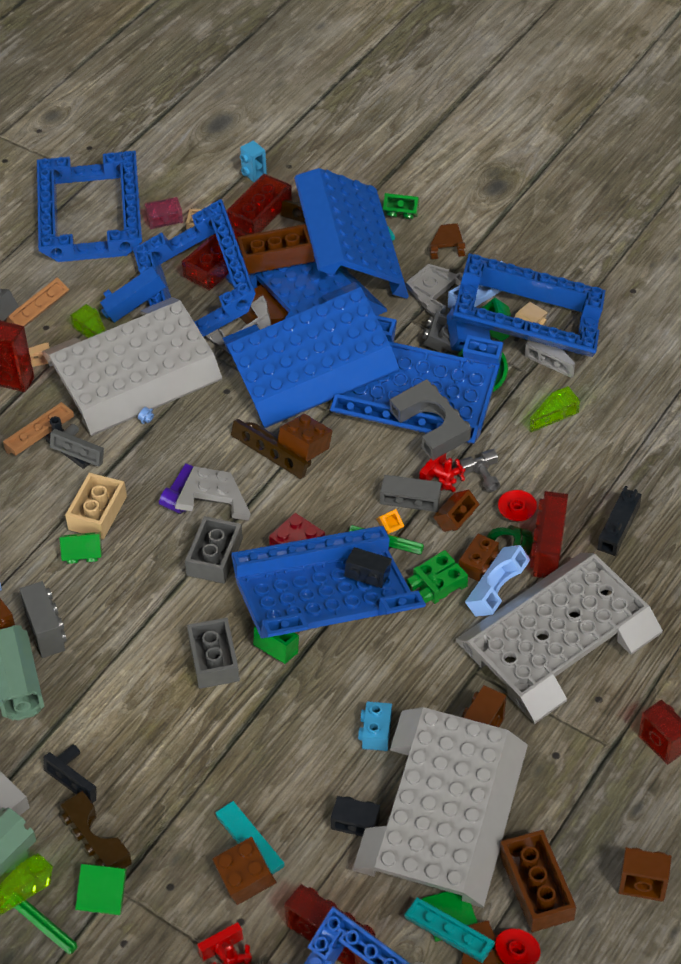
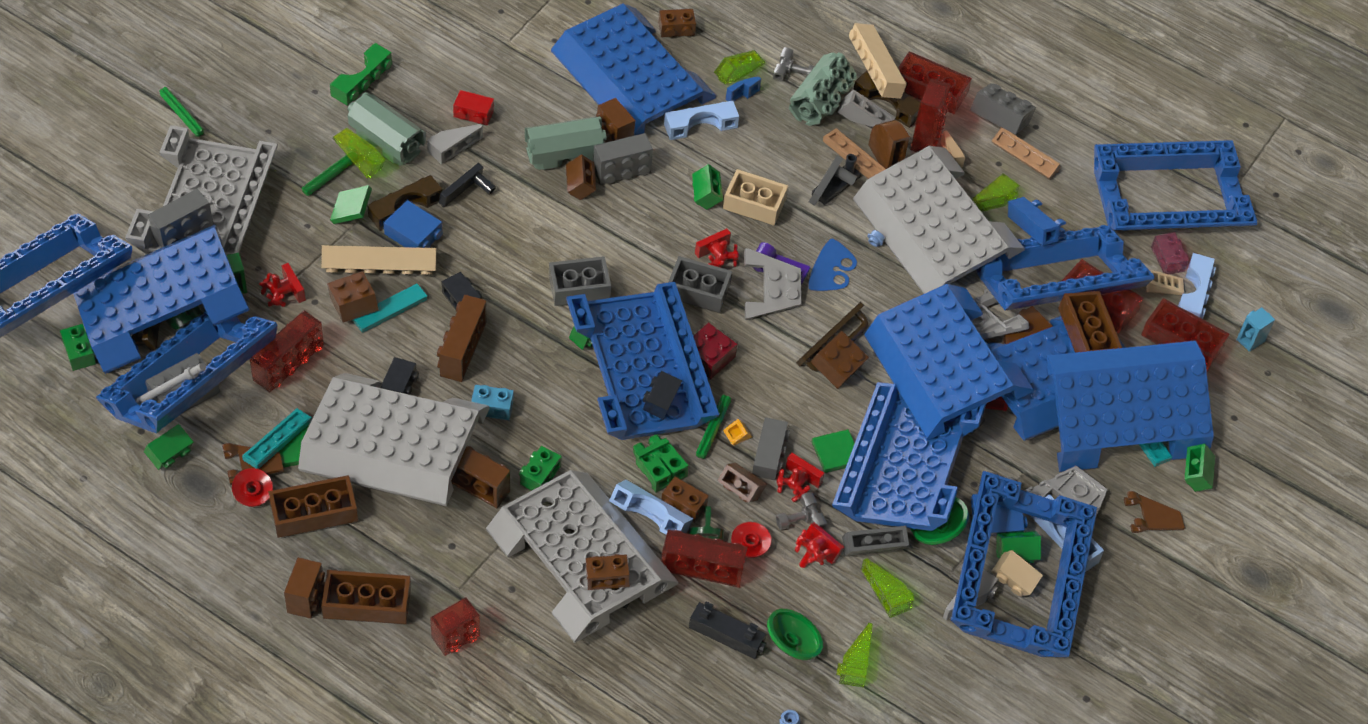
camera: 85 degrees right, 5 degrees up
(32, 393) = (889, 143): none -> reddish brown brick
(64, 660) = (580, 177): none -> reddish brown brick
(135, 821) = (413, 227): none -> blue brick
(159, 541) = (717, 246): none -> red piece
(167, 454) = (823, 273): none -> blue piece
(184, 851) = (379, 258): none -> tan brick
(193, 194) = (1199, 273): none -> light blue arch
(231, 765) = (456, 287): none -> black brick
(300, 753) = (462, 338): none -> reddish brown brick
(403, 447) = (833, 450): none -> green tile
(426, 398) = (840, 478): dark grey arch -> none
(458, 677) = (540, 469): none -> green brick
(508, 413) = (875, 540): none -> dark grey brick
(518, 453) = (818, 544): none -> red piece
(598, 591) = (607, 572): none -> reddish brown brick
(619, 469) = (794, 634): none -> green dish
(631, 430) = (855, 660): none -> clear neon green slope
(642, 812) = (366, 597): none -> reddish brown brick

